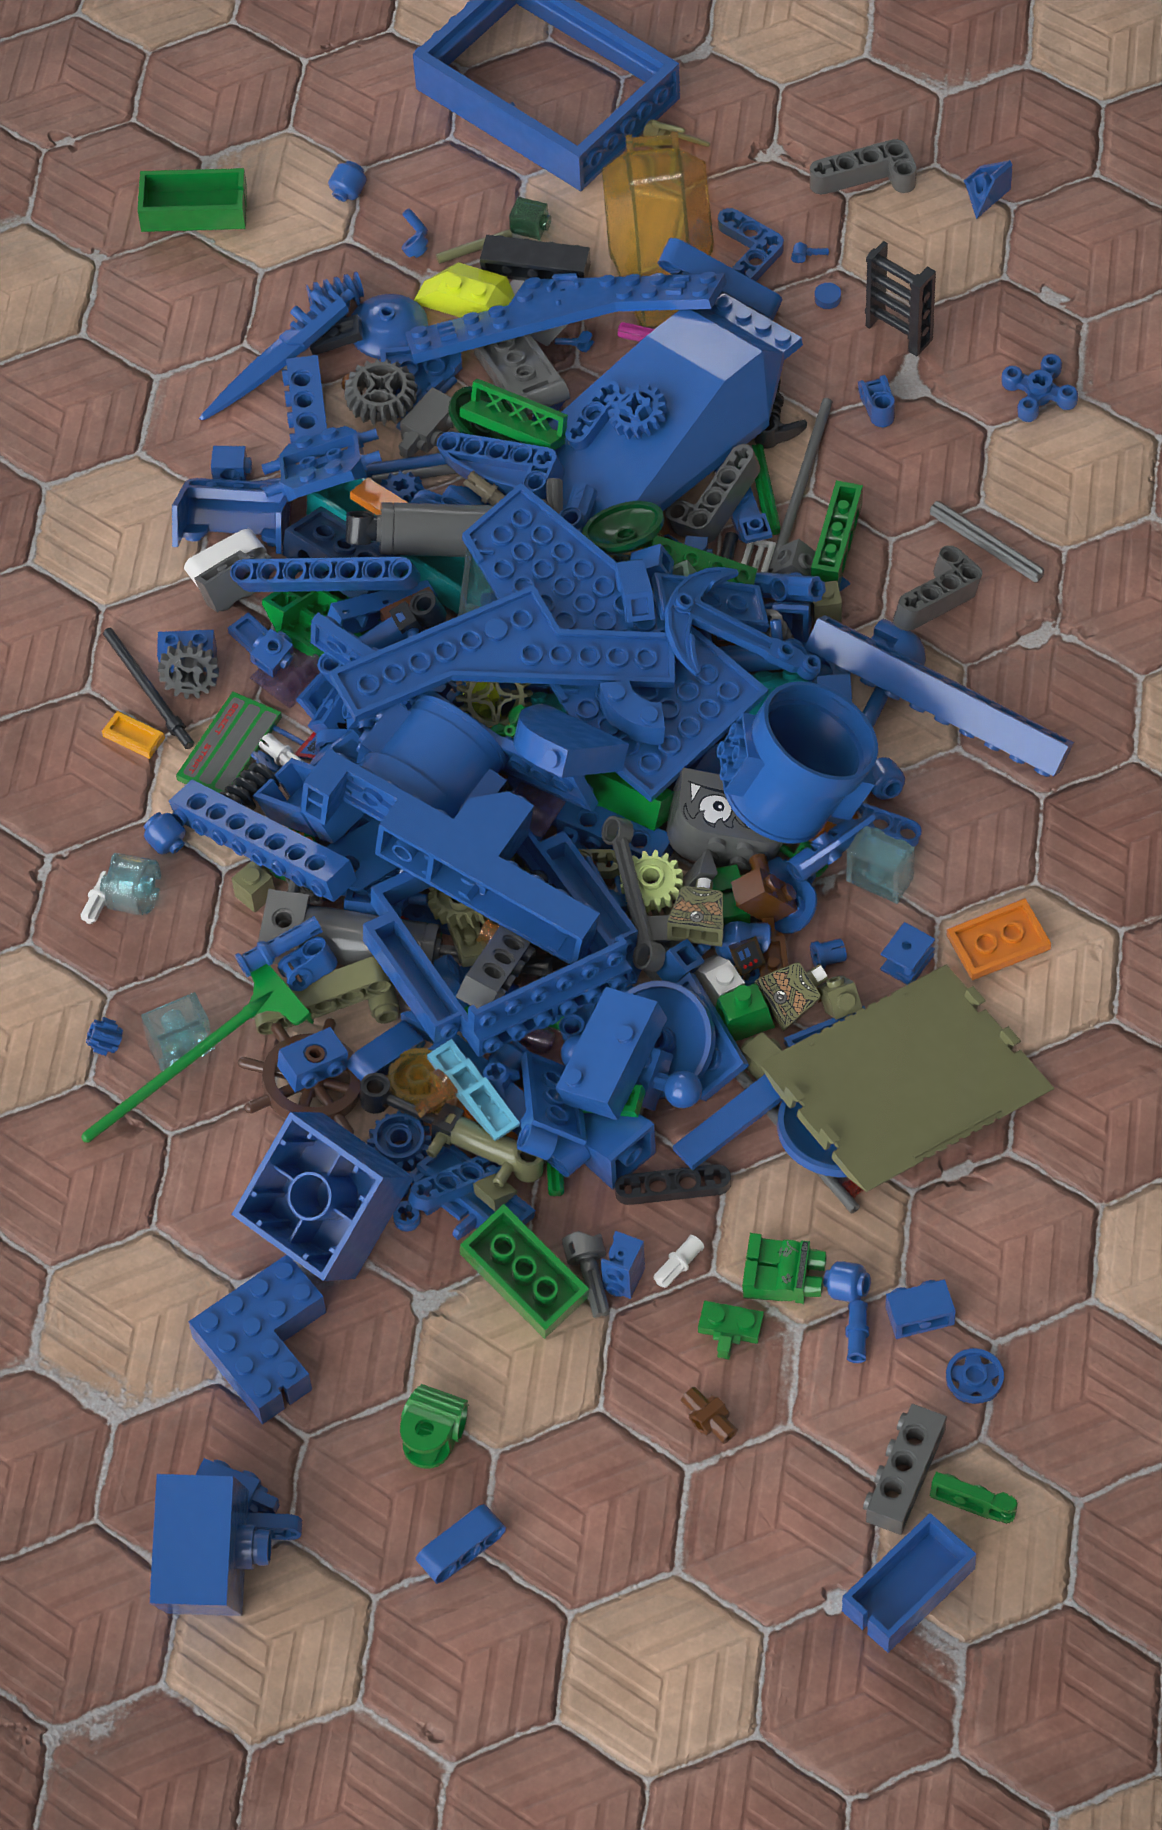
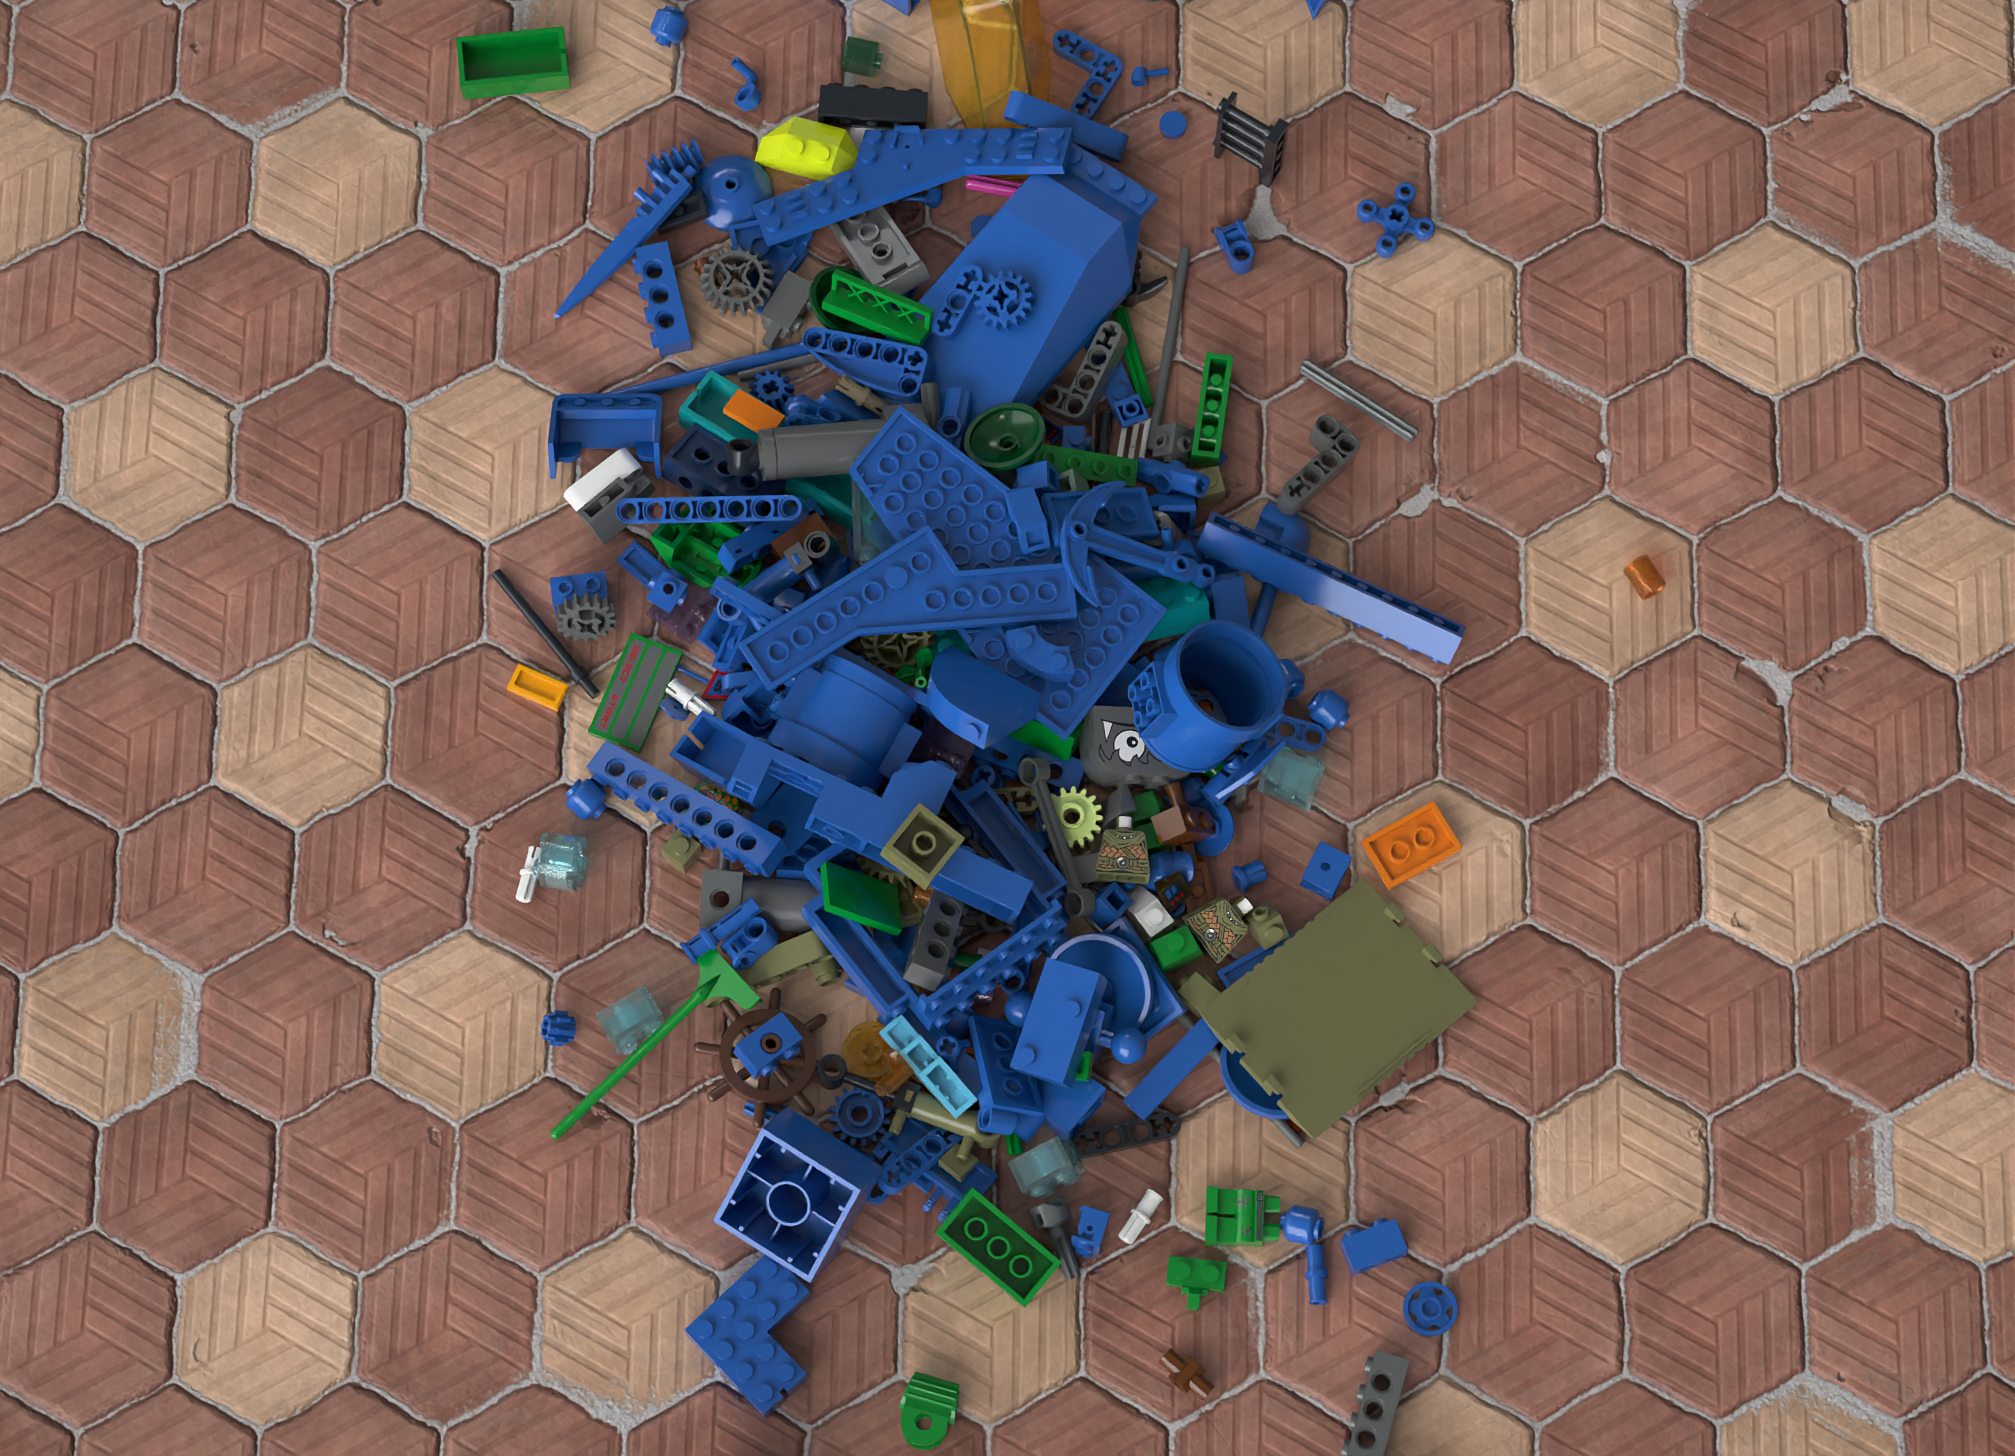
camera: 10 degrees left, 15 degrees up
(230, 463) = (594, 372): blue brick -> none
(248, 784) = (663, 742): black piece -> none
(323, 472) = (671, 392): blue piece -> none
(384, 1050) = (835, 1024): blue beam -> none
(424, 925) = (861, 898): none -> green tile
(467, 248) = (806, 92): olive bar -> none
(487, 860) = (922, 846): none -> olive brick
(585, 1198) = (1047, 1167): none -> clear light blue brick
(926, 808) = (1328, 709): none -> blue head
(973, 1498) = (1441, 1436): green hinge -> none

